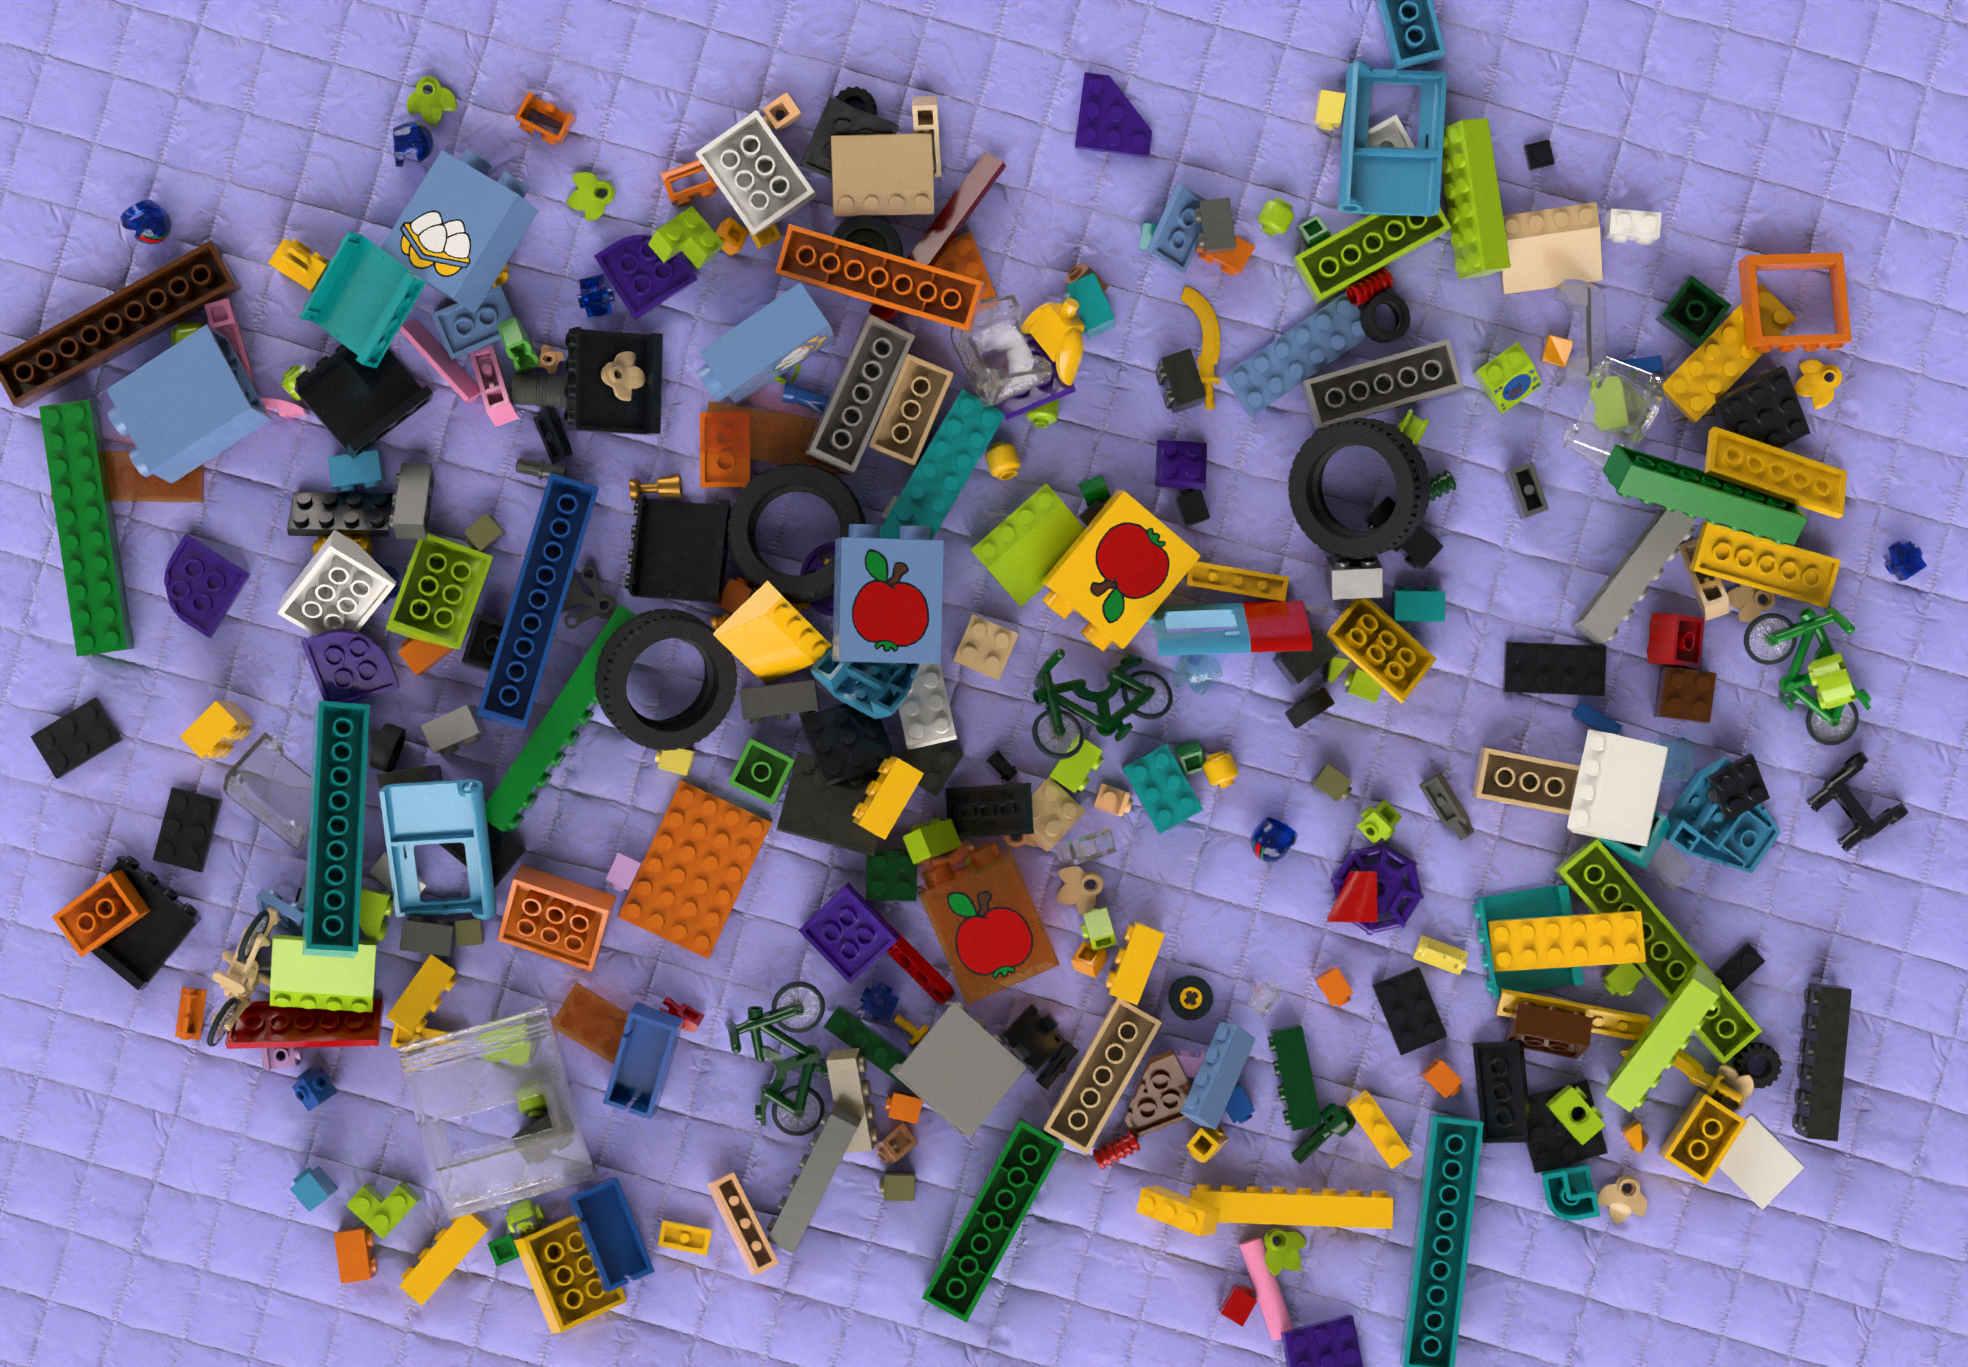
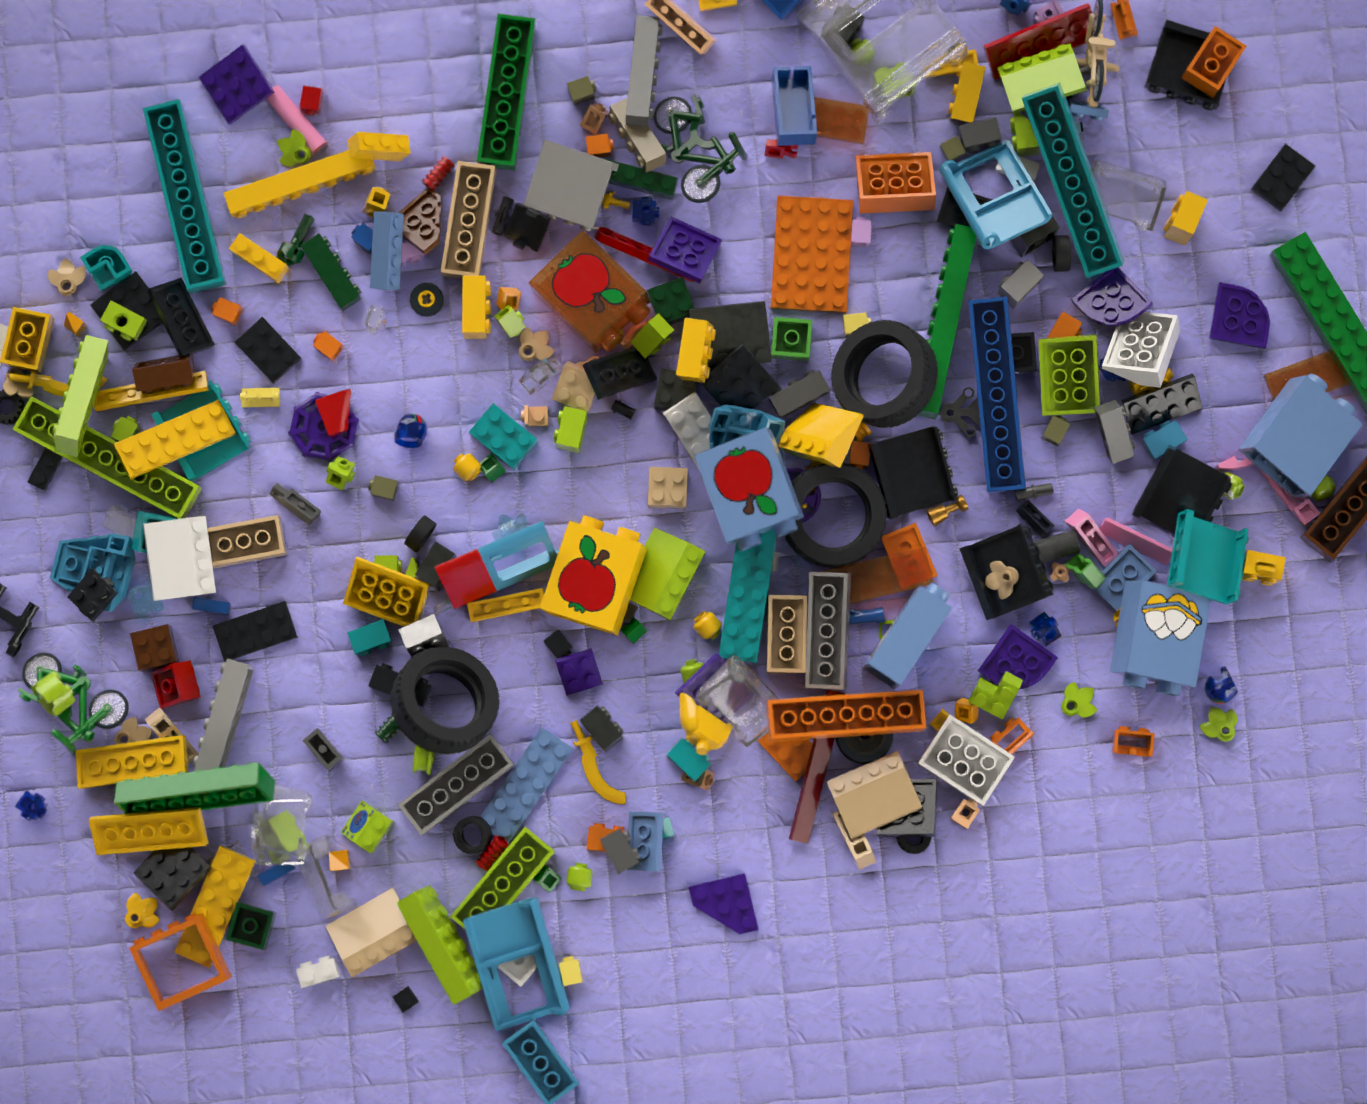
camera: 160 degrees right, 5 degrees down
(187, 829) = (1179, 144): black plate -> none
(1061, 734) = (591, 443): piece -> none

